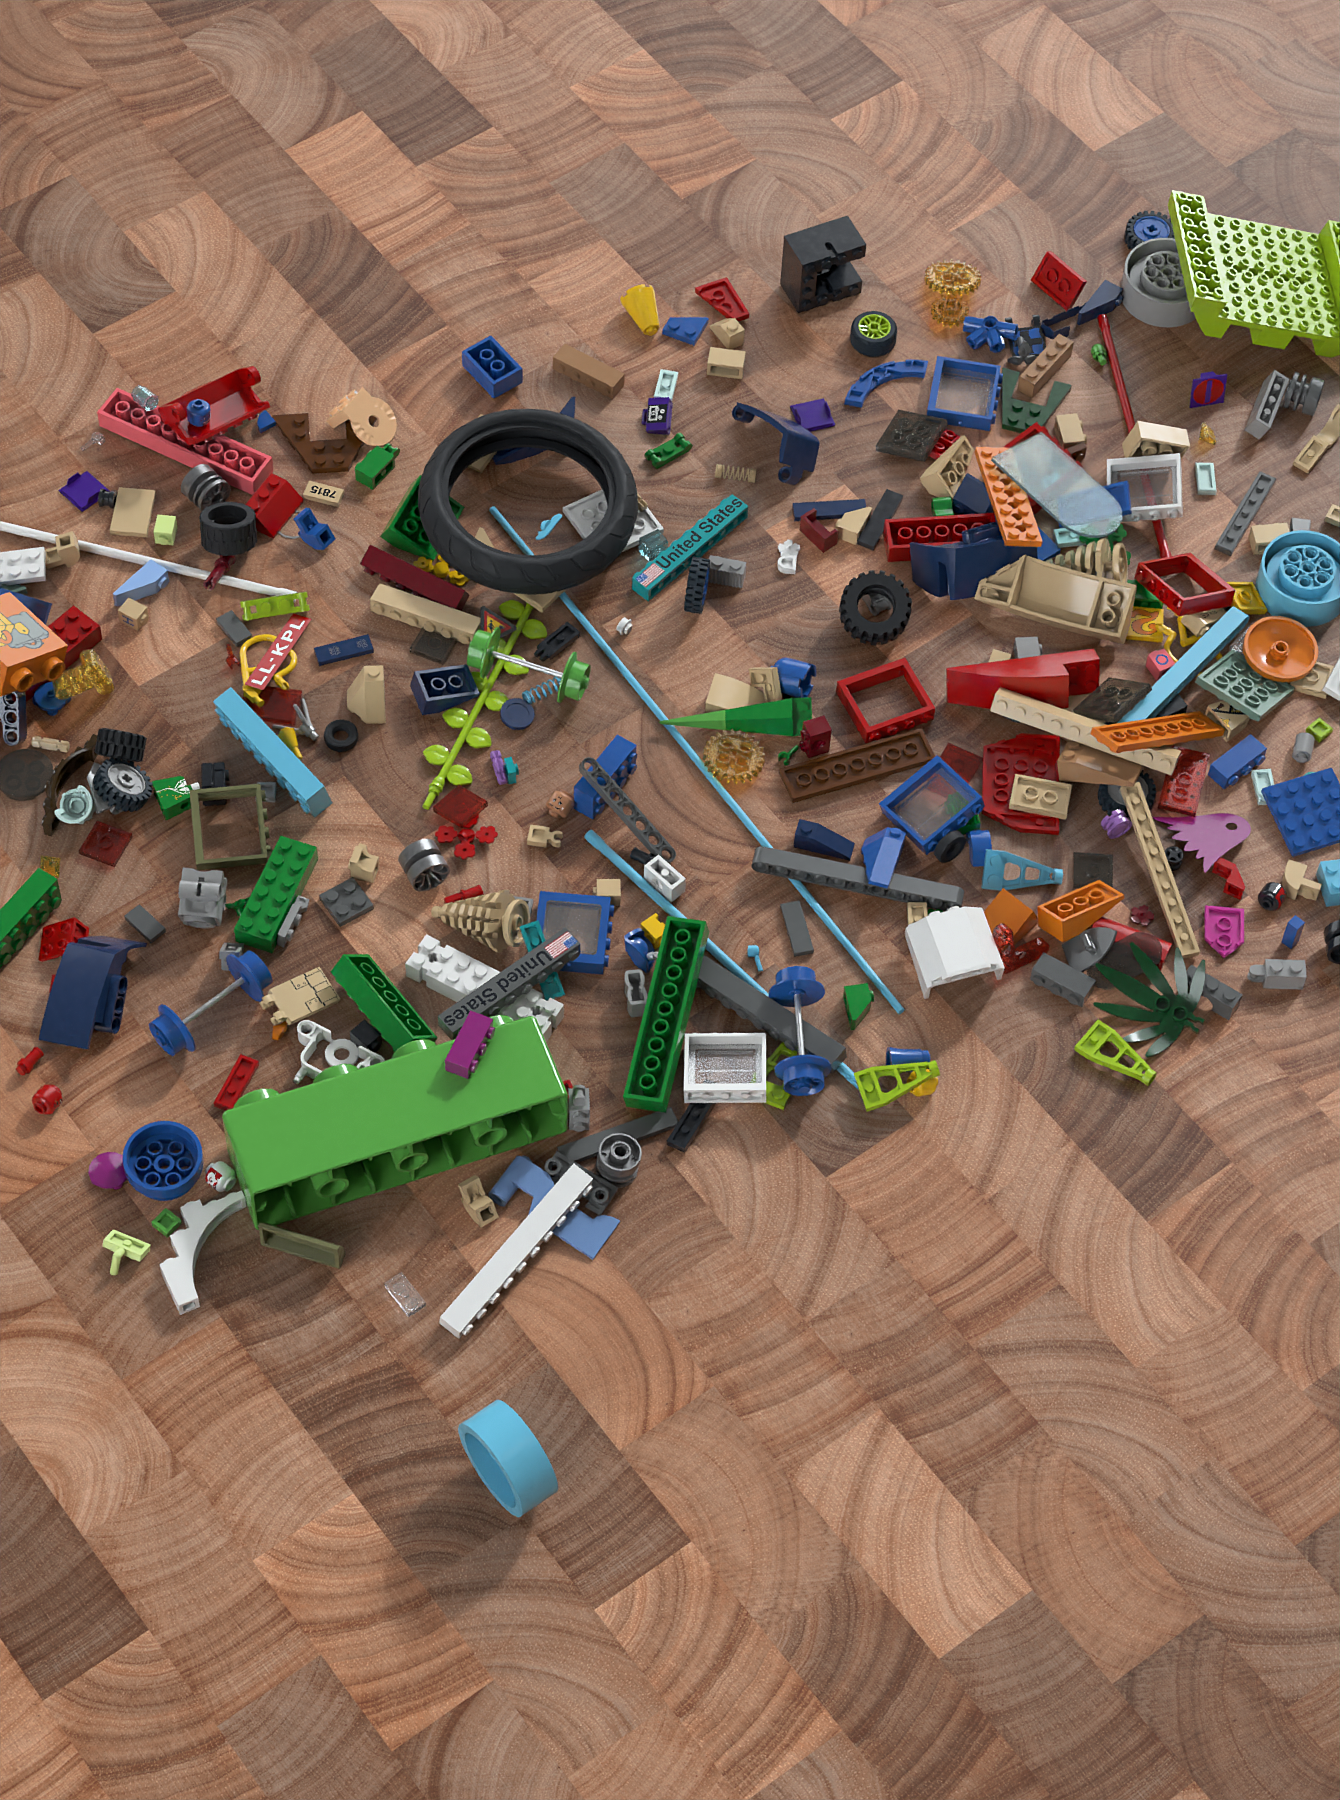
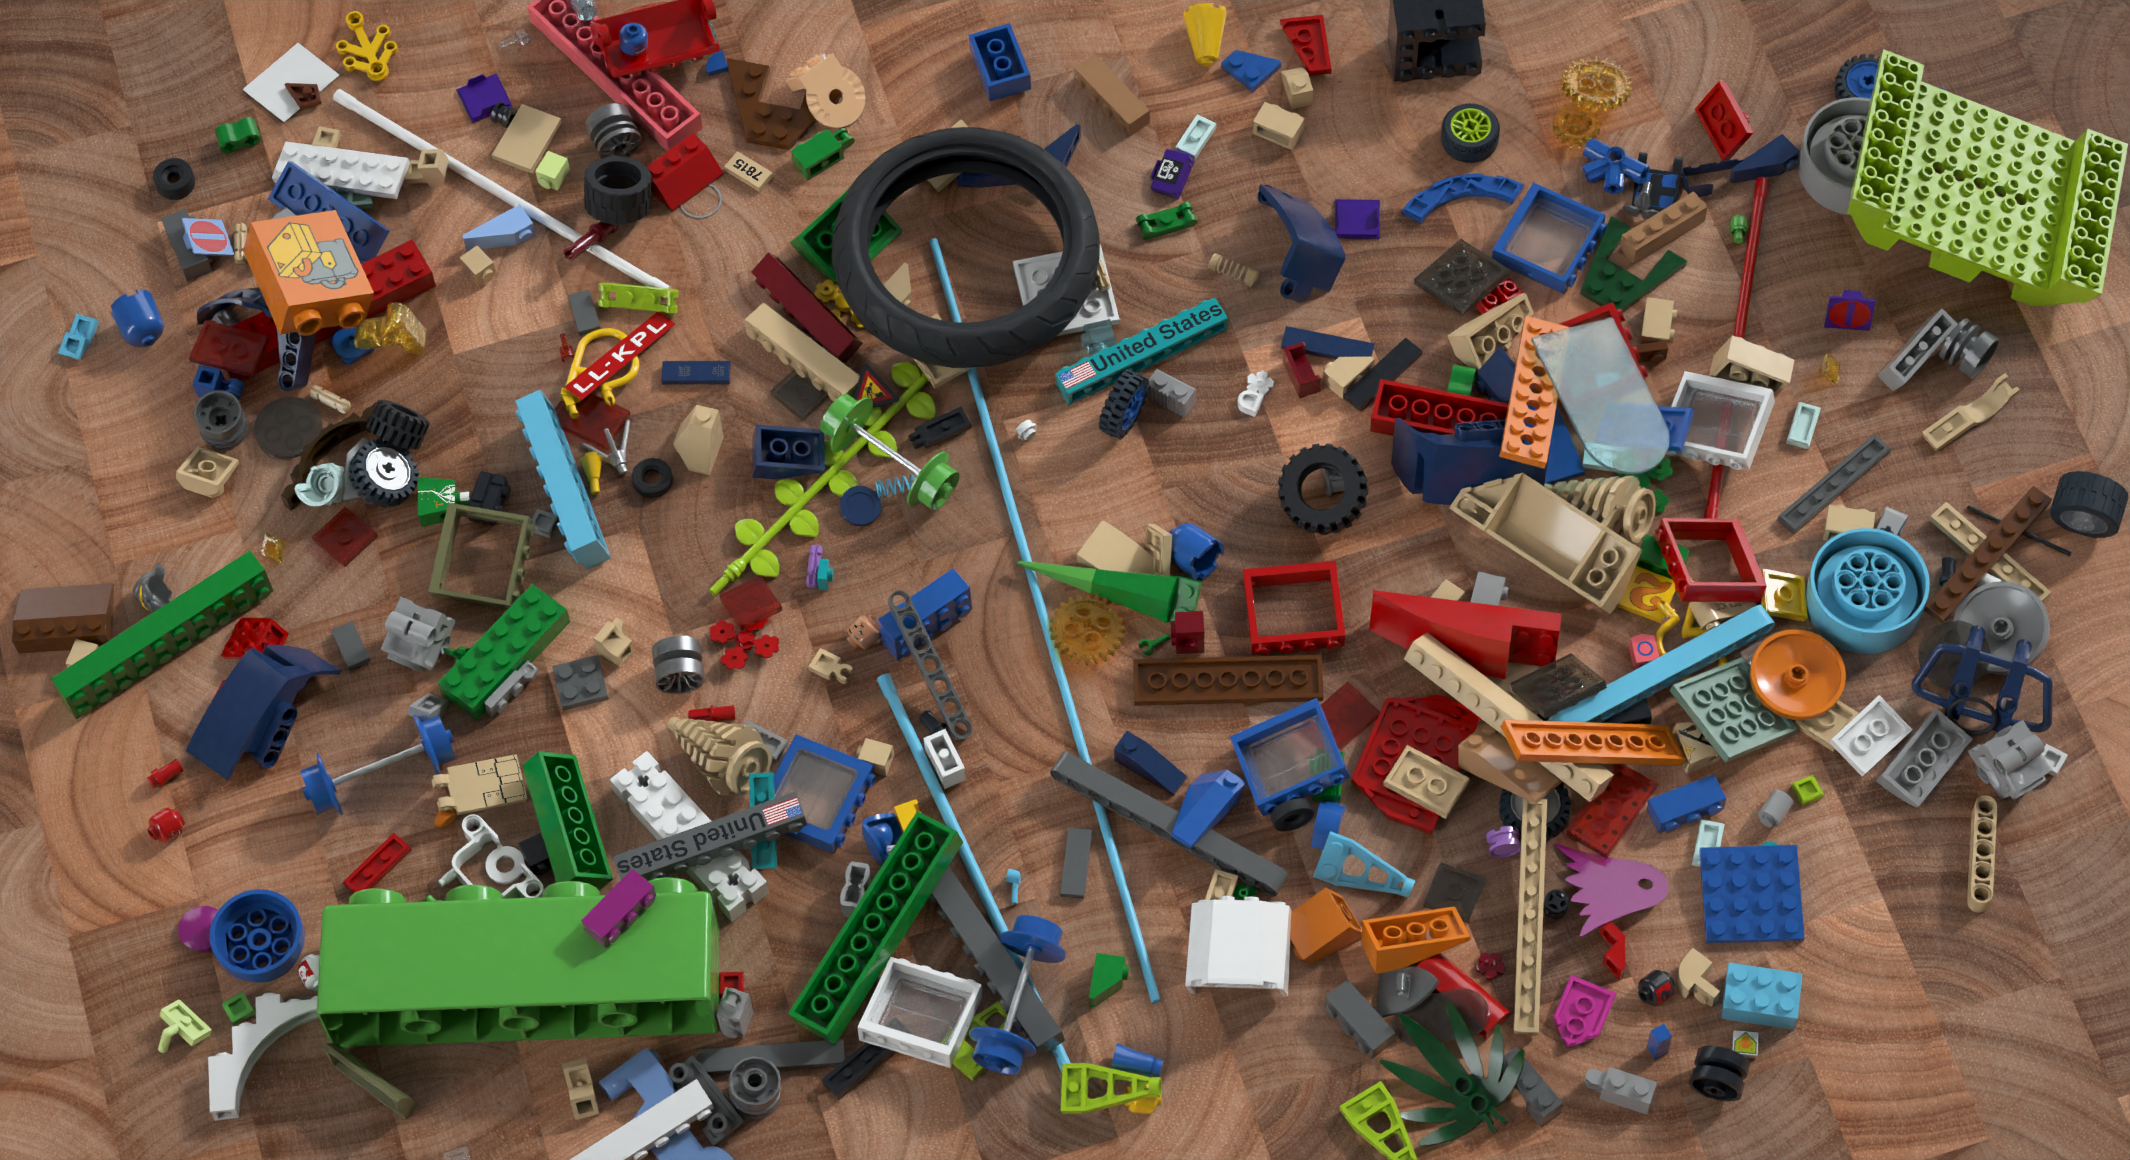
camera: 25 degrees right, 5 degrees up
(311, 532) = (715, 216): blue brick -> none
(547, 526) = (966, 289): medium azure piece -> none
(1011, 956) = (1307, 970): clear red beam -> none

